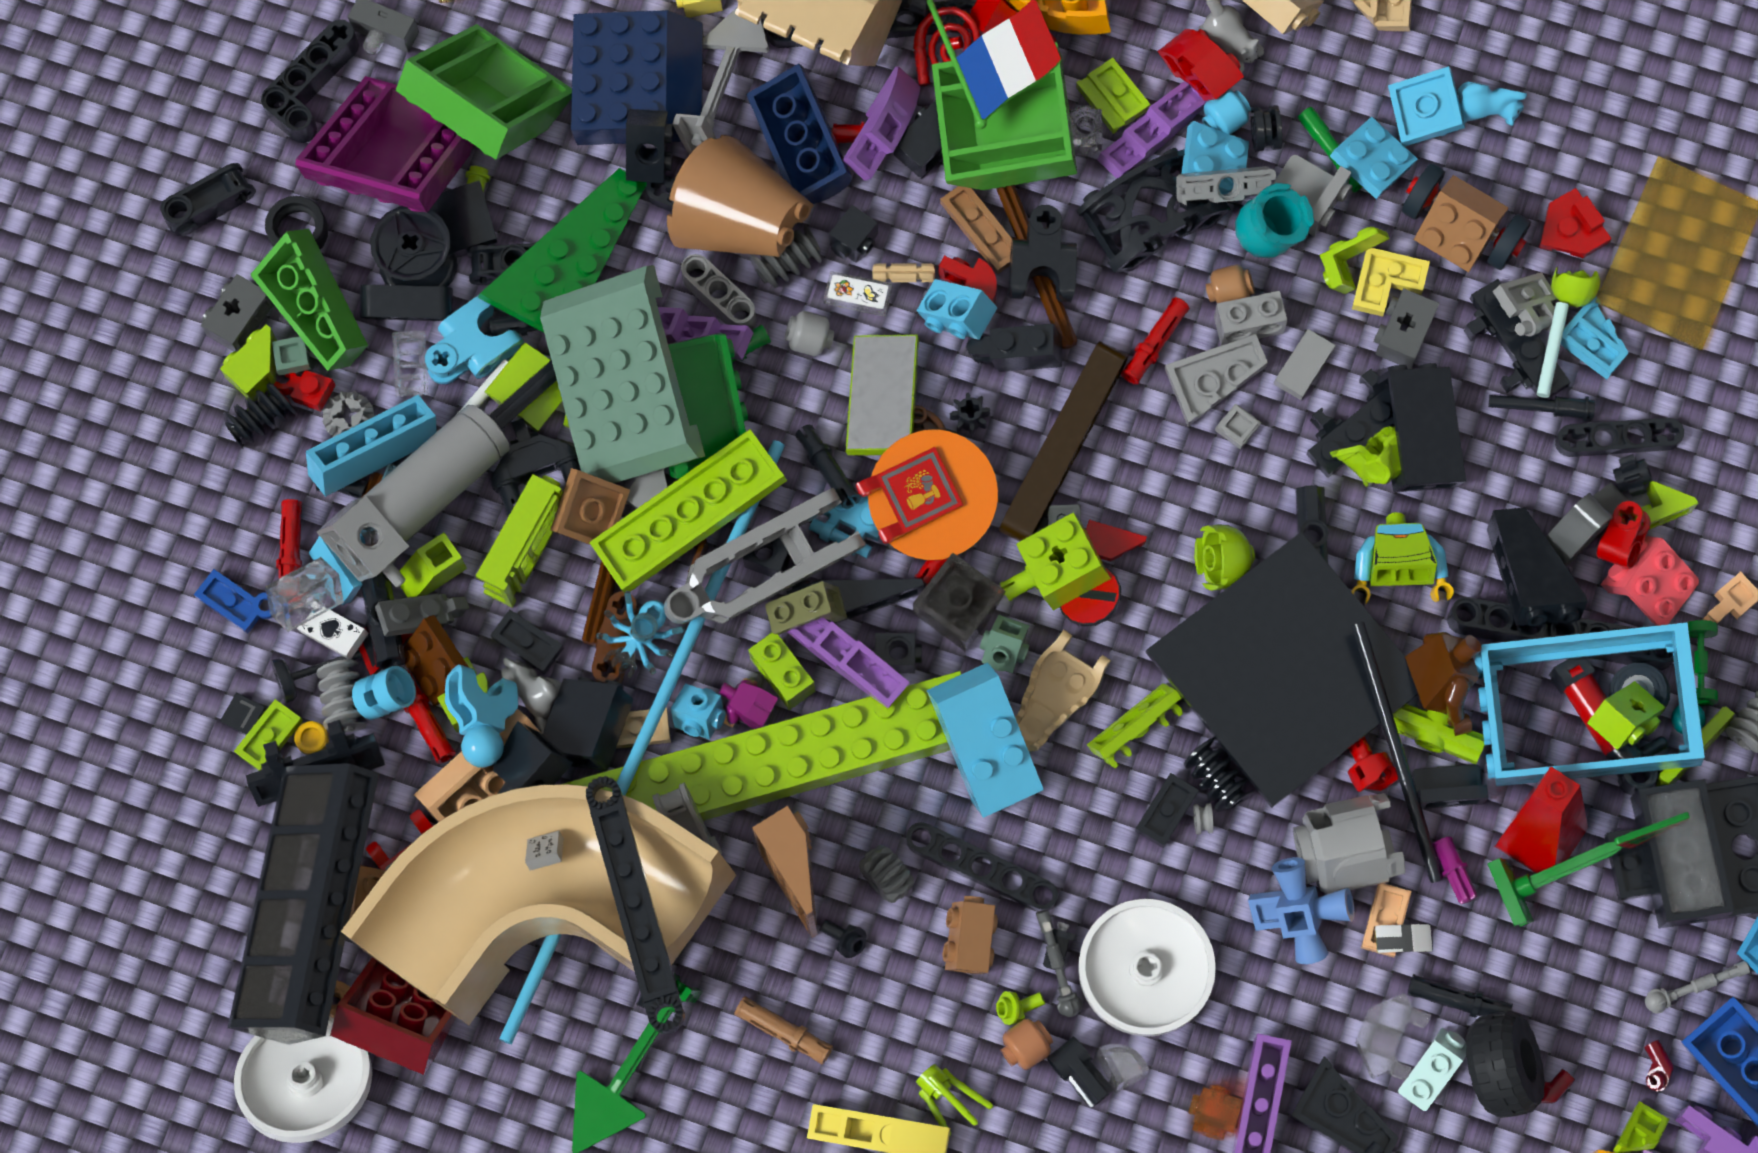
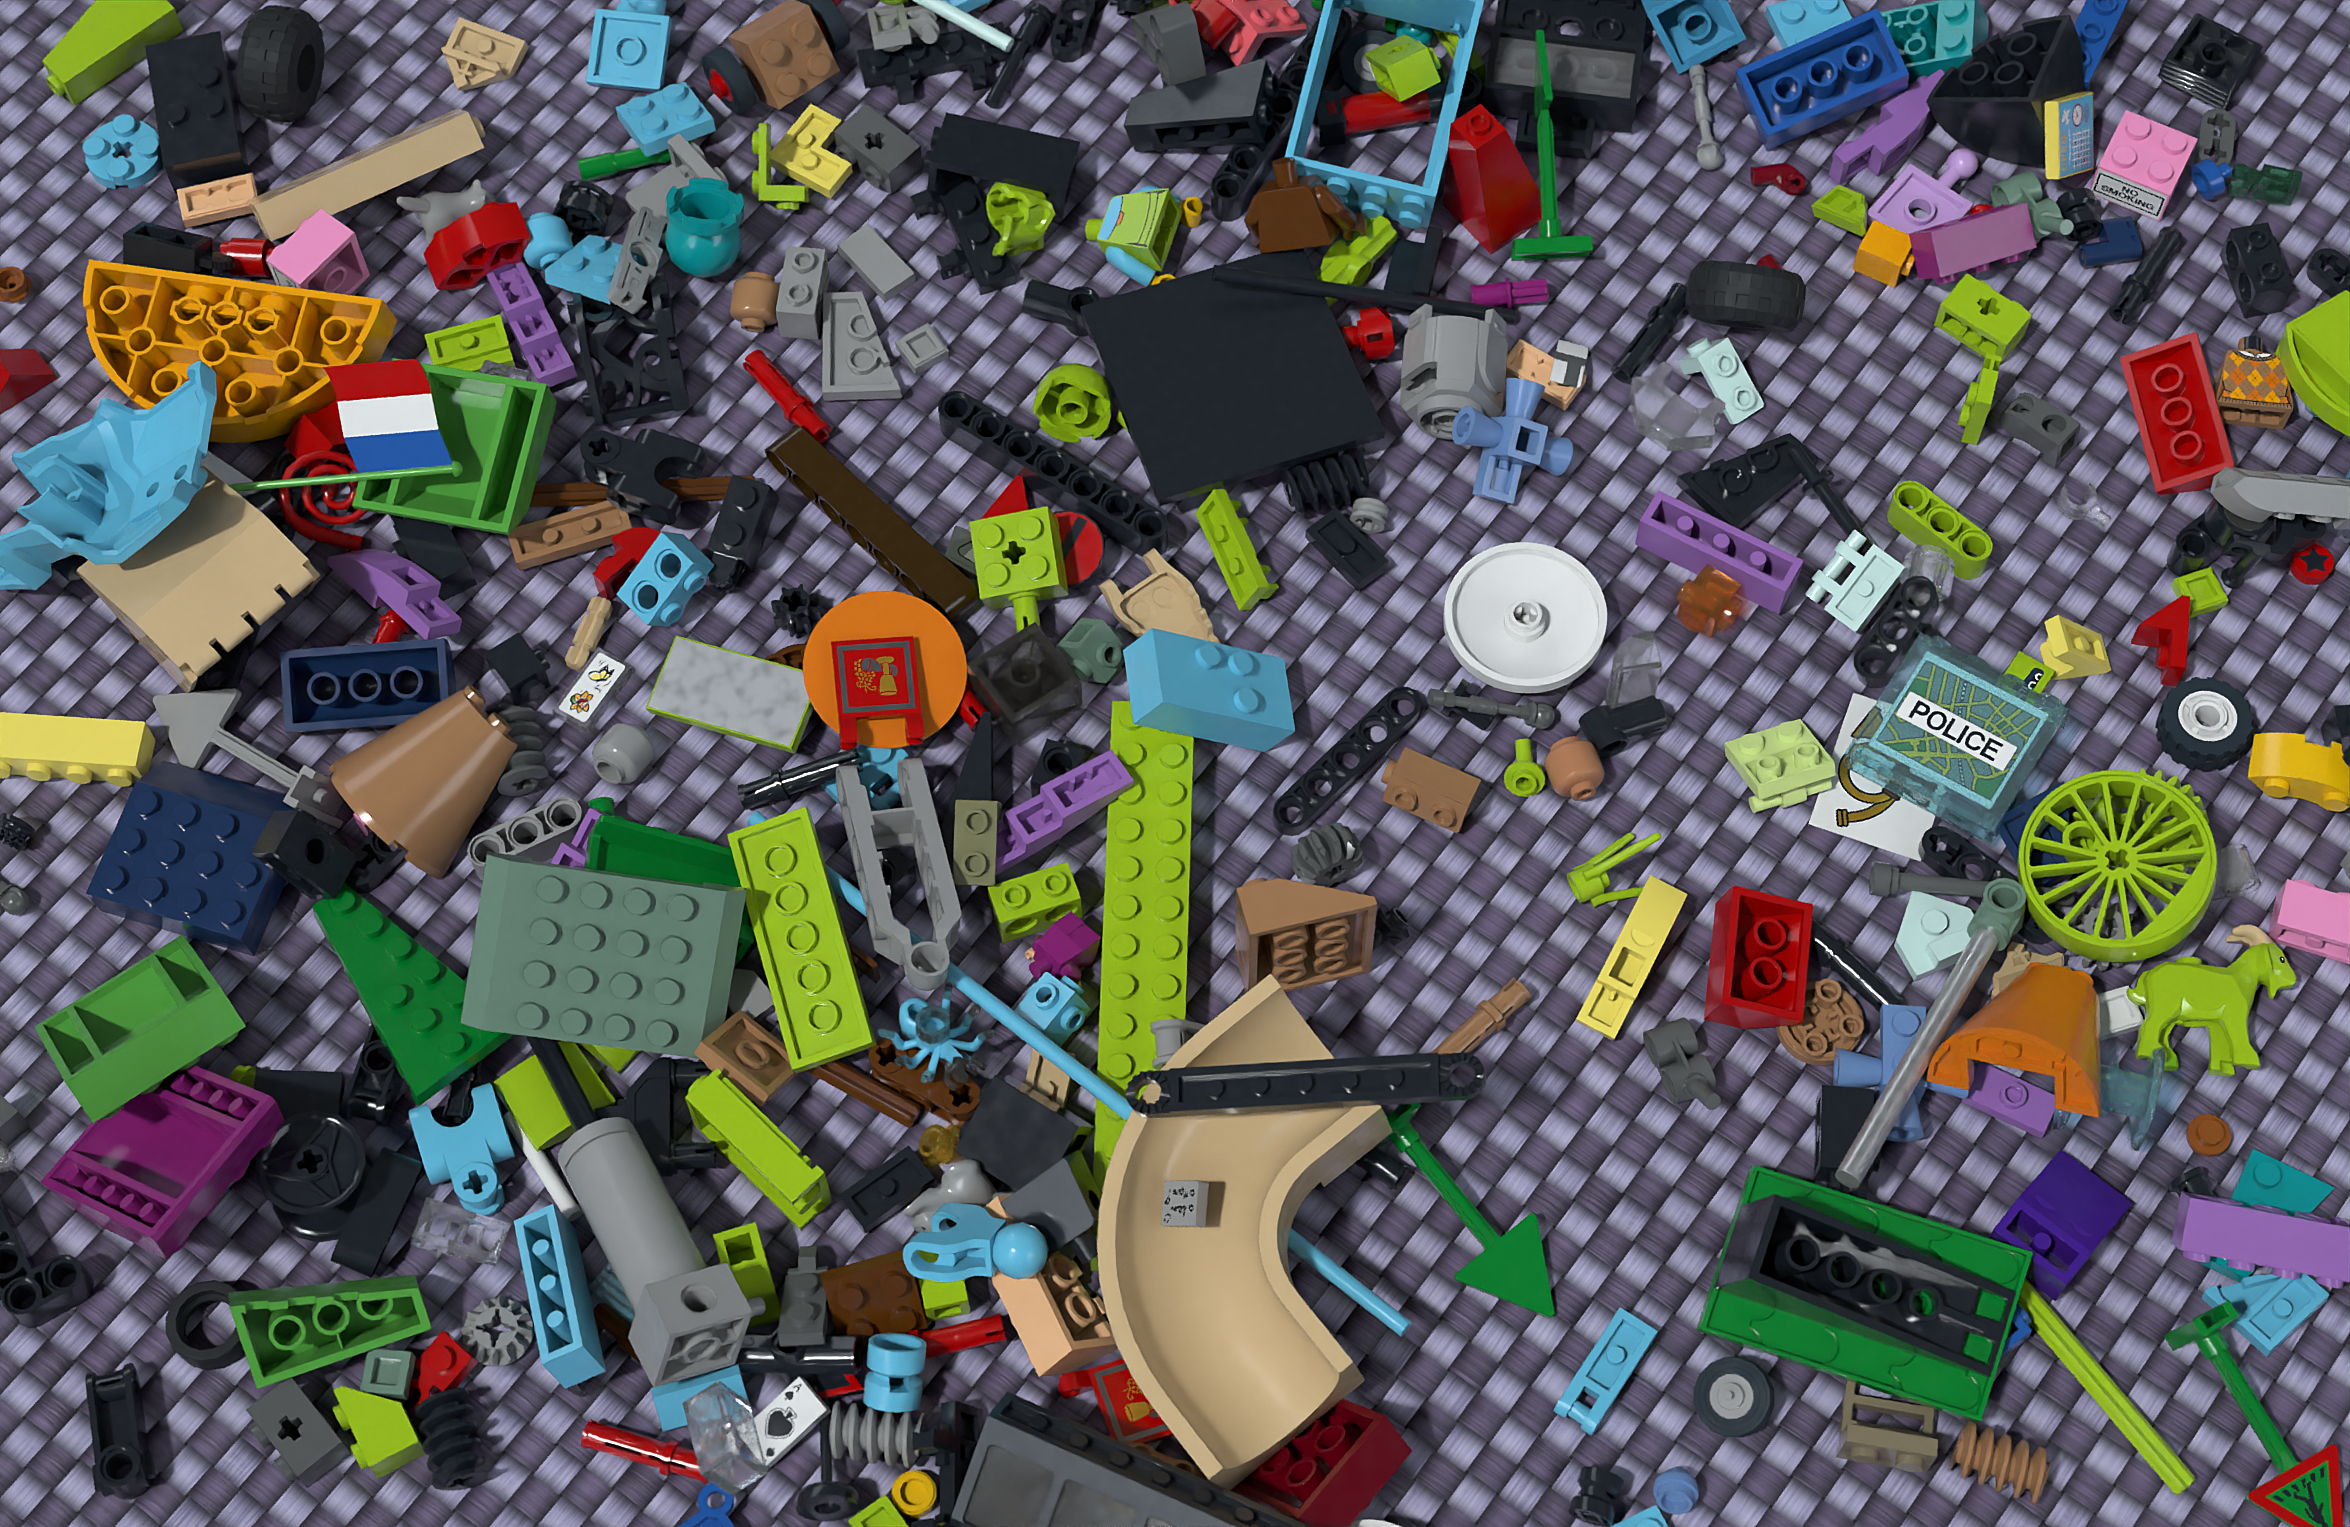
camera: 75 degrees left, 10 degrees down
(571, 666) = (939, 1144): none -> clear yellow plate
(1154, 547) = (1045, 458): none -> black beam

